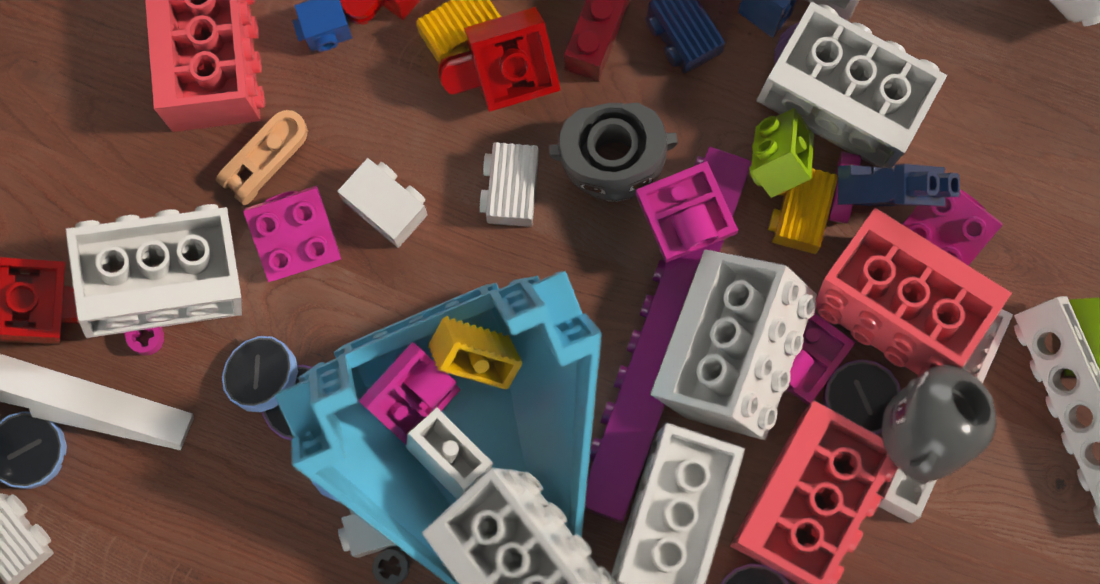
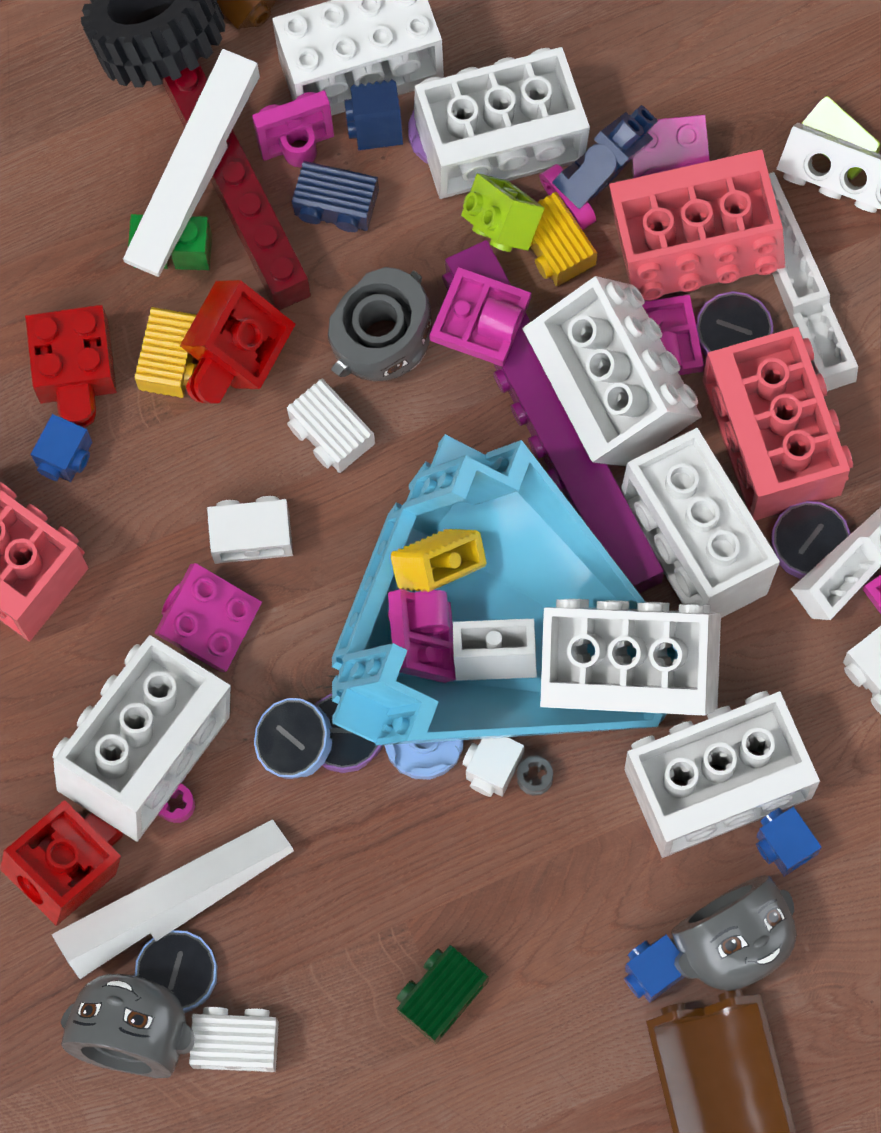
camera: 45 degrees left, 5 degrees down
(264, 155) = (122, 585): light nougat plate -> none
(938, 423) = (805, 282): dark grey piece -> none

